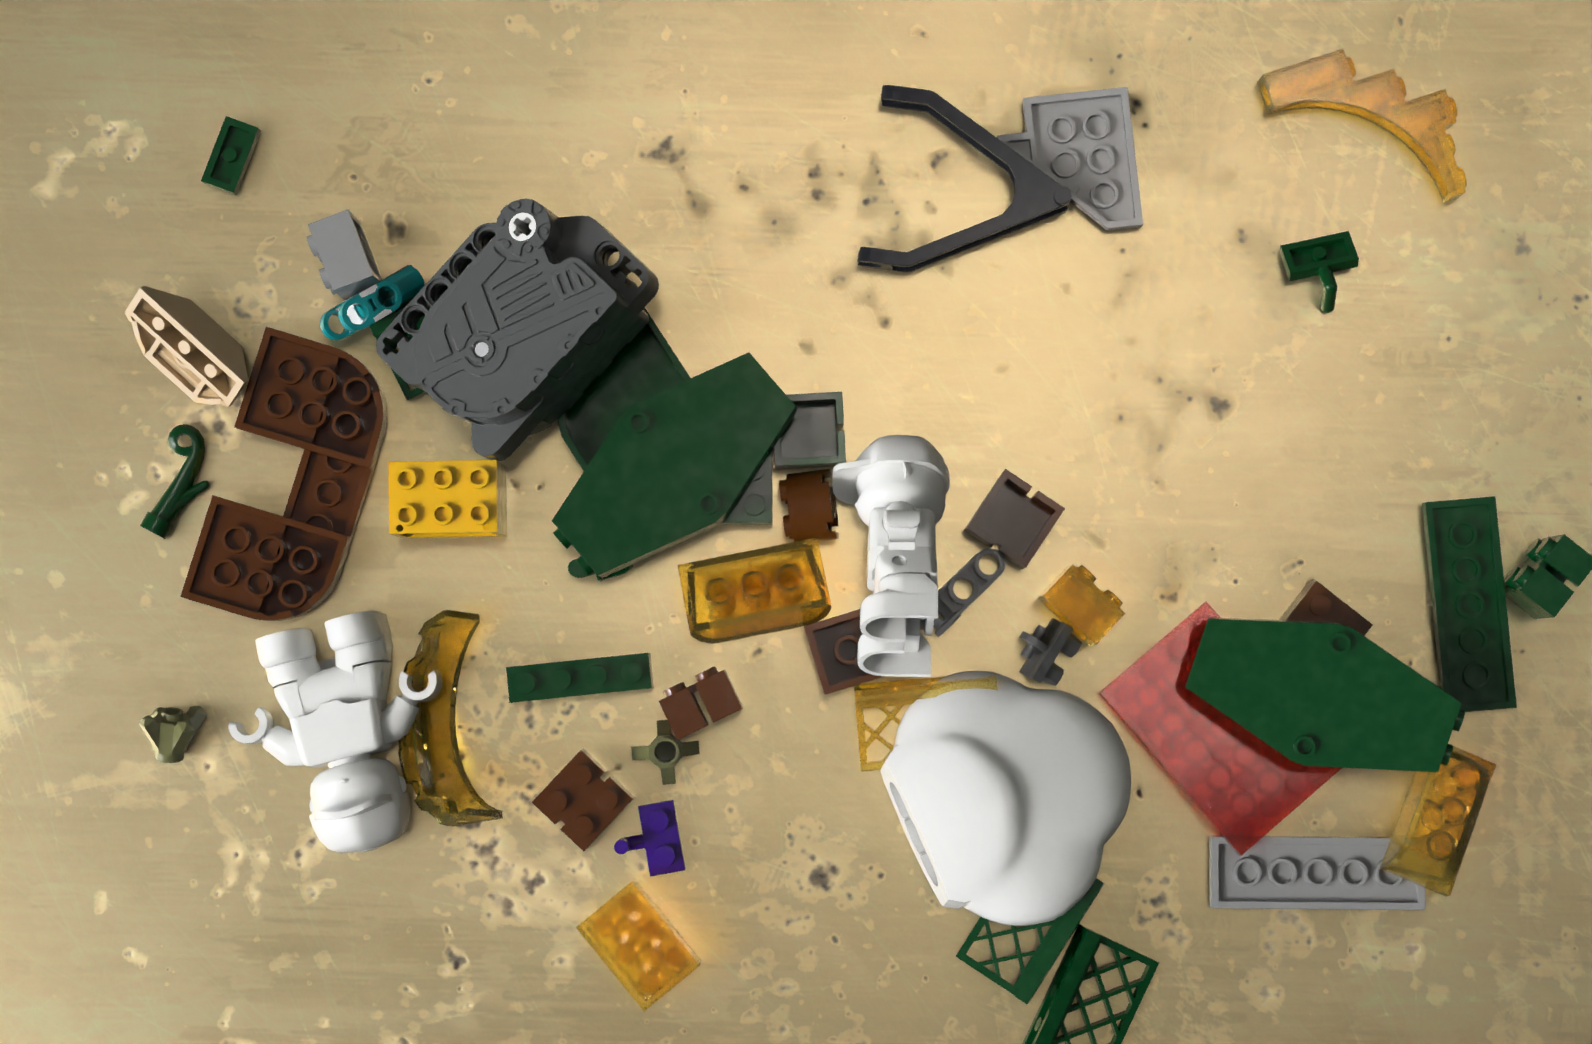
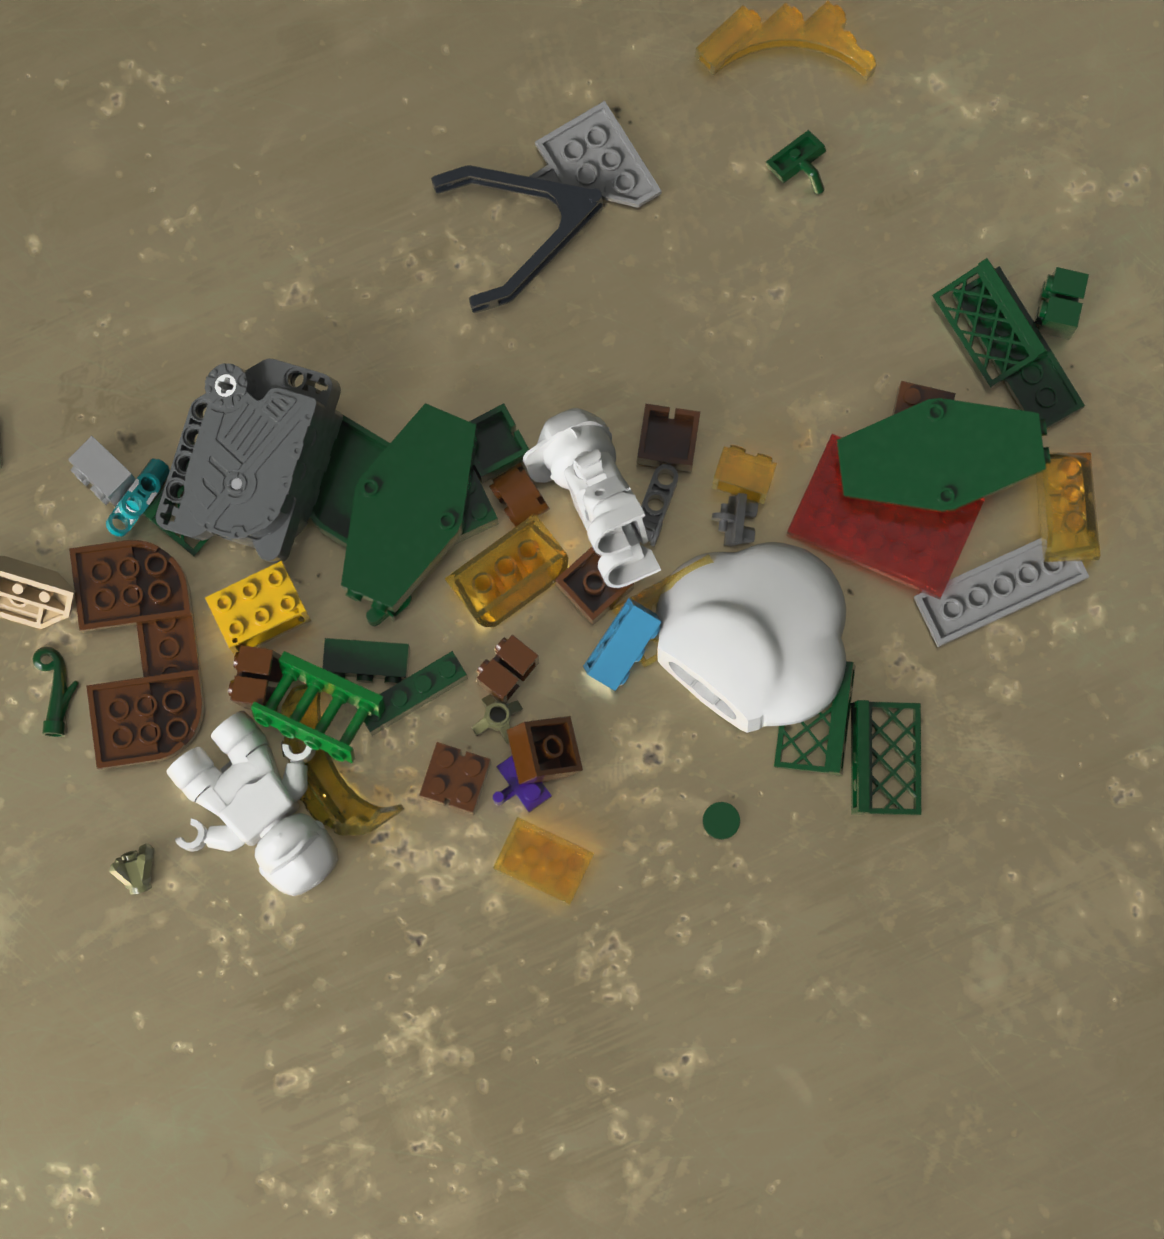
camera: 25 degrees left, 5 degrees down
(398, 595) = (254, 671): none -> reddish brown piece
(496, 644) = (318, 680): none -> green fence
(545, 614) = (367, 660): none -> dark green brick
(699, 817) = (544, 750): none -> reddish brown brick
(847, 737) = (622, 644): none -> dark azure brick
(865, 990) = (721, 820): none -> dark green piece
(1483, 554) = (1009, 308): none -> dark green fence

